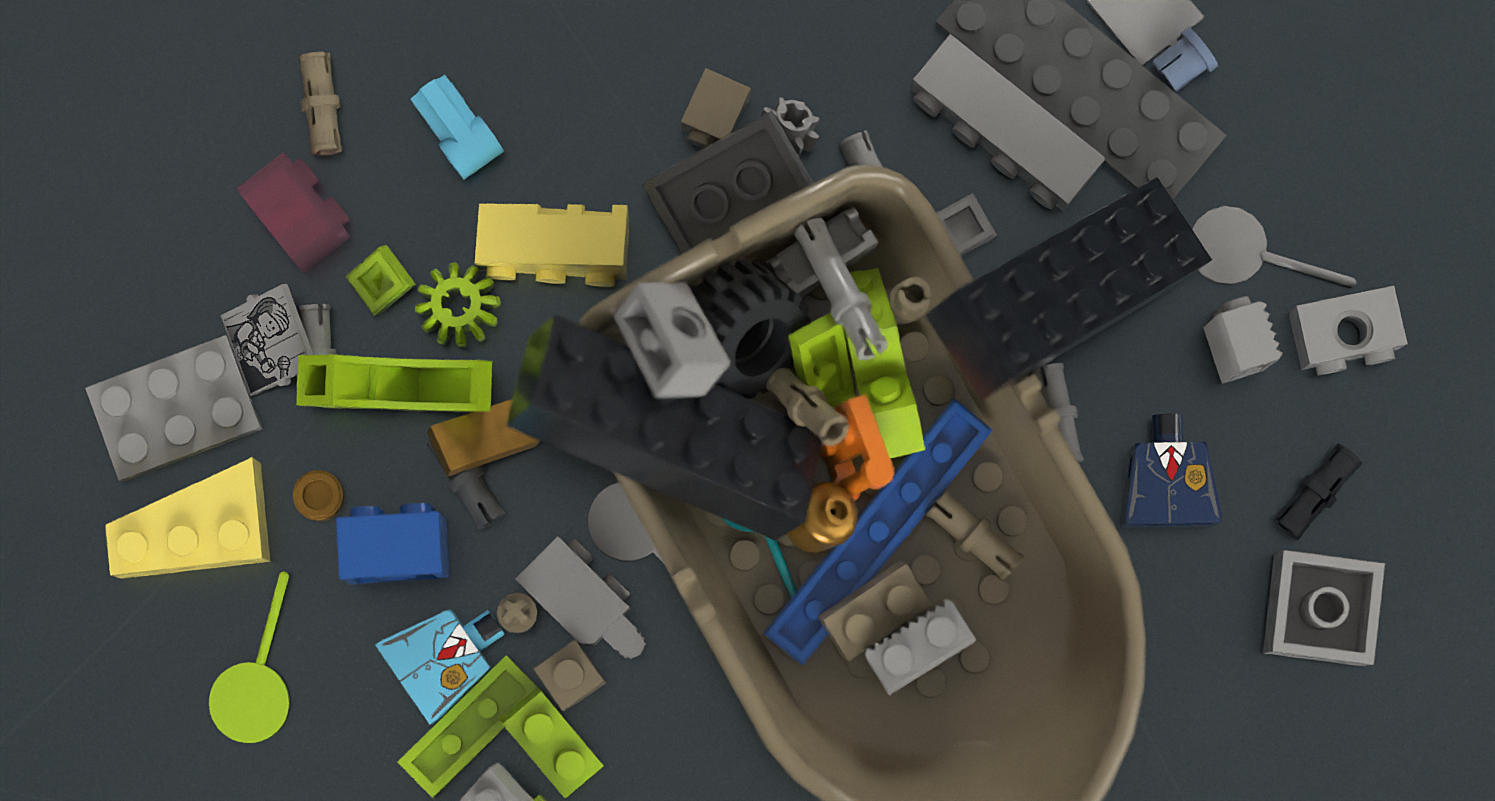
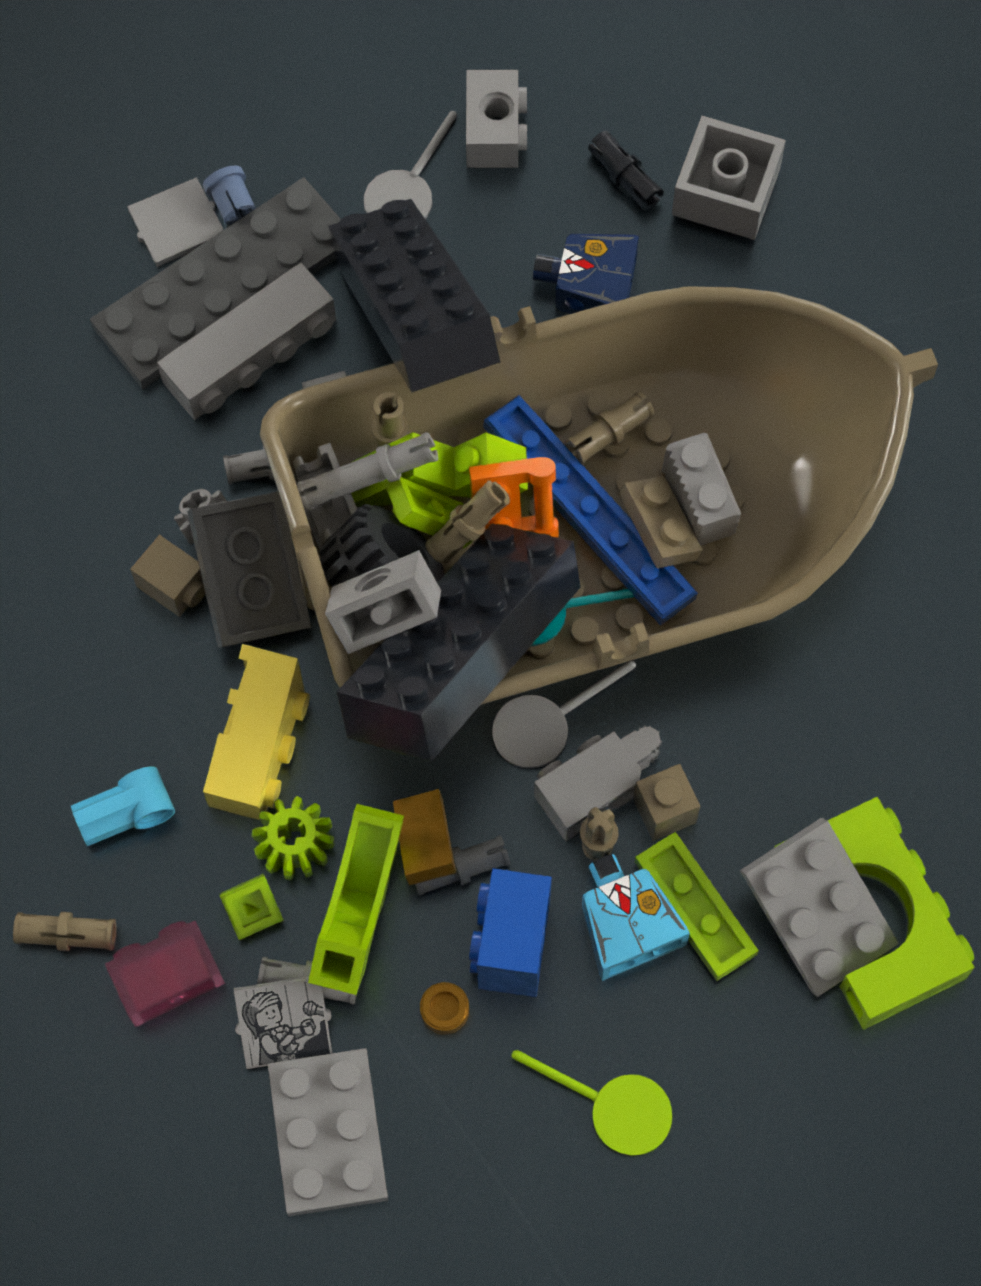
camera: 75 degrees left, 15 degrees down
(195, 528) = (453, 1125): light yellow wedge -> none
(551, 742) = (725, 833): lime plate -> none
(829, 519) = (578, 528): pearl gold head -> none
(1241, 339) = (485, 189): light grey brick -> none

